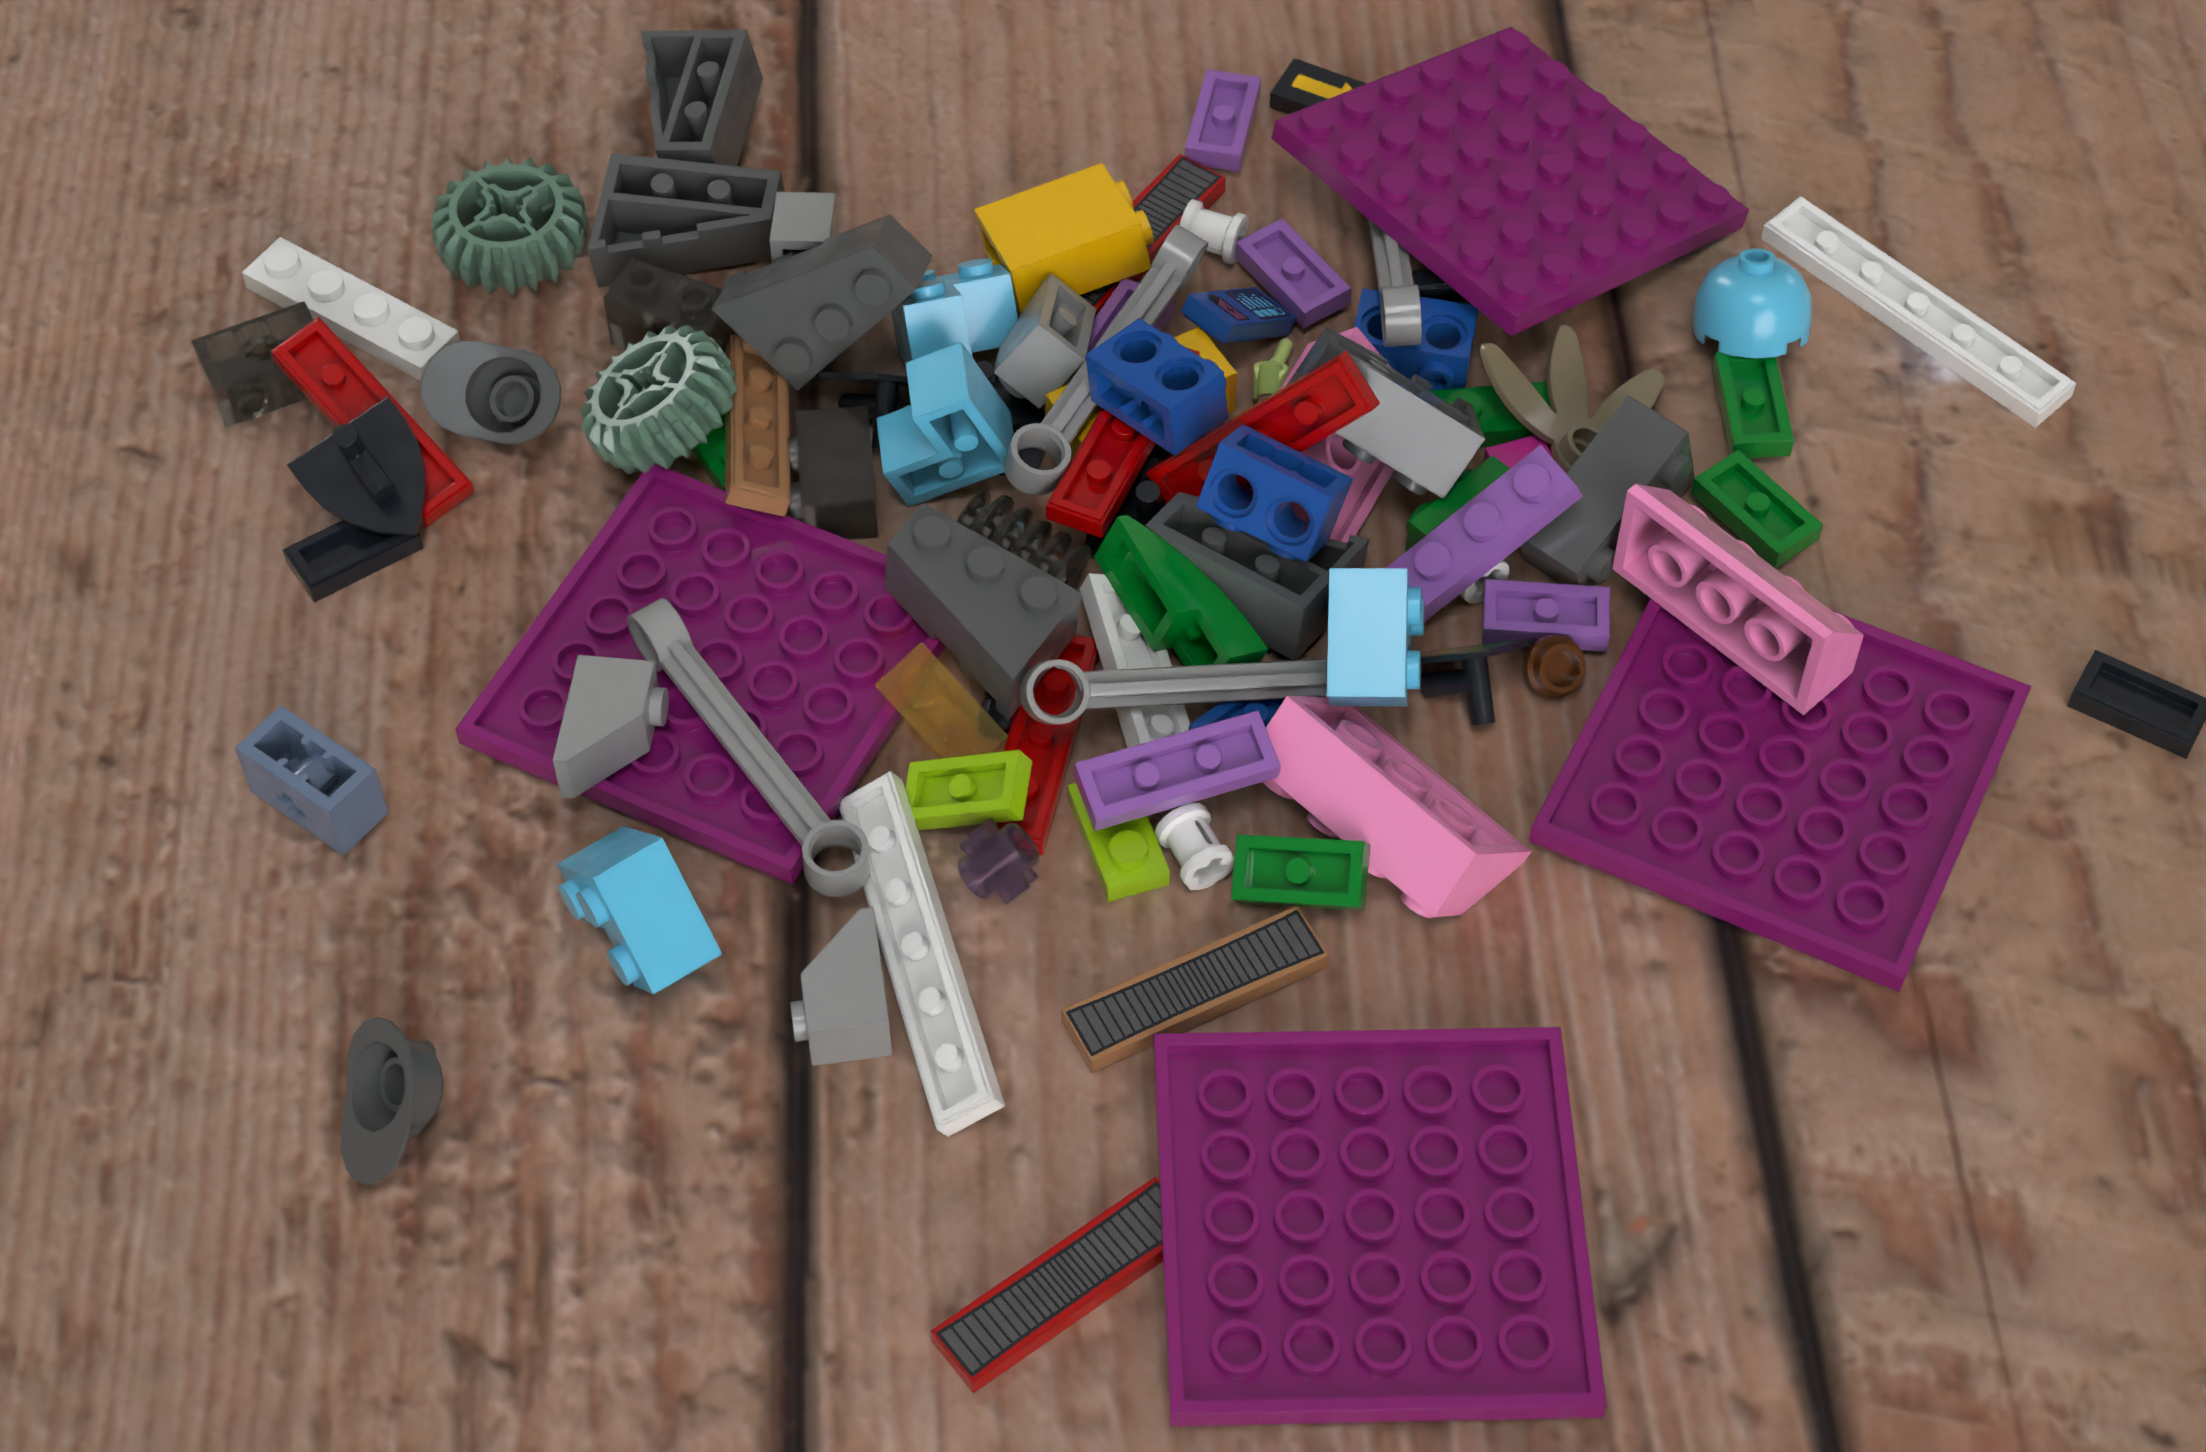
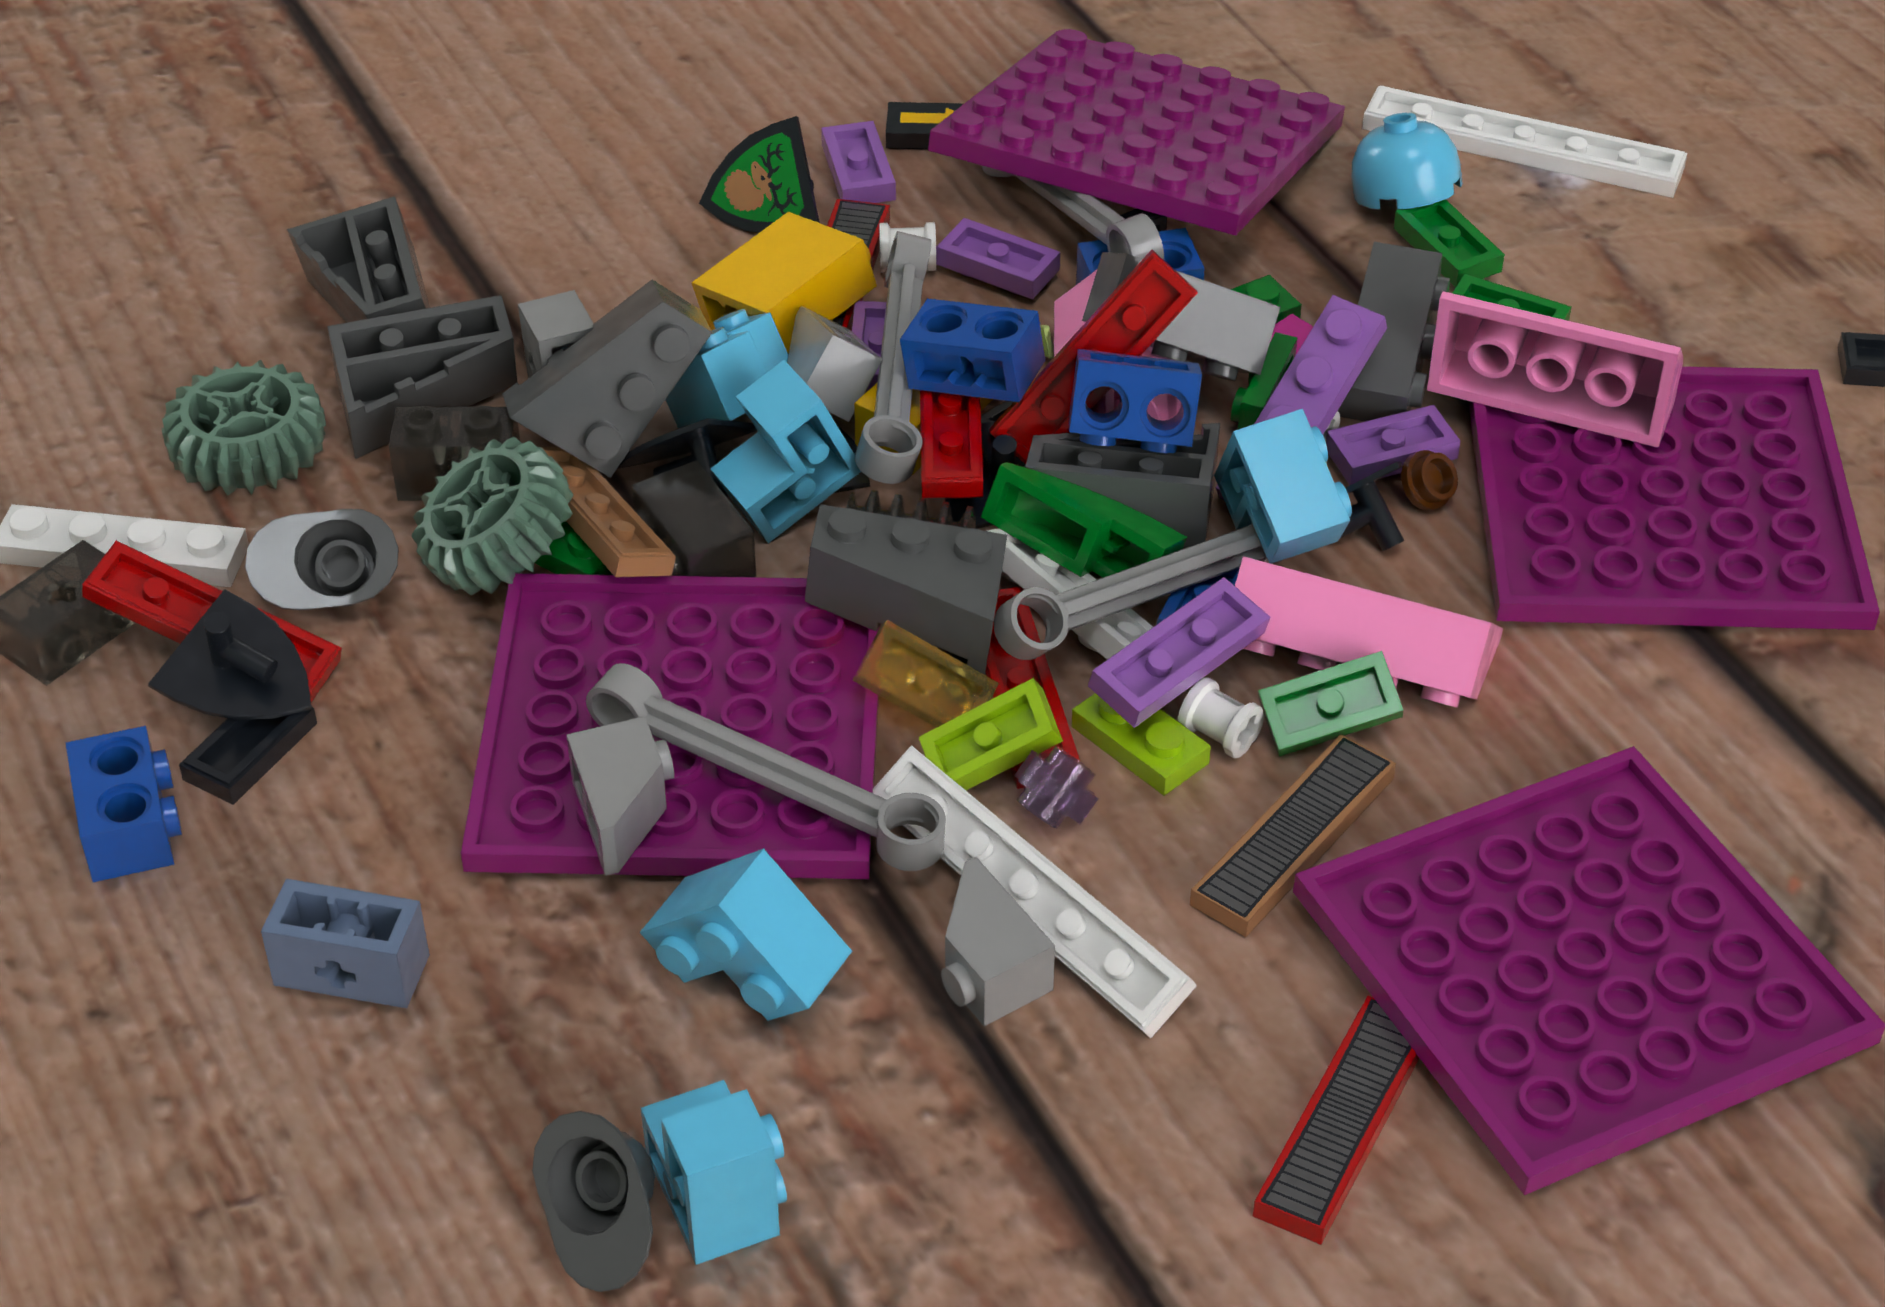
camera: 25 degrees left, 10 degrees down
(213, 571) = (121, 804): none -> blue brick
(488, 1111) = (716, 1168): none -> medium azure brick
(1113, 117) = (763, 179): none -> shield
(1238, 315) = (979, 293): blue tile -> none
(1567, 421) = (1298, 289): dark tan plant -> none

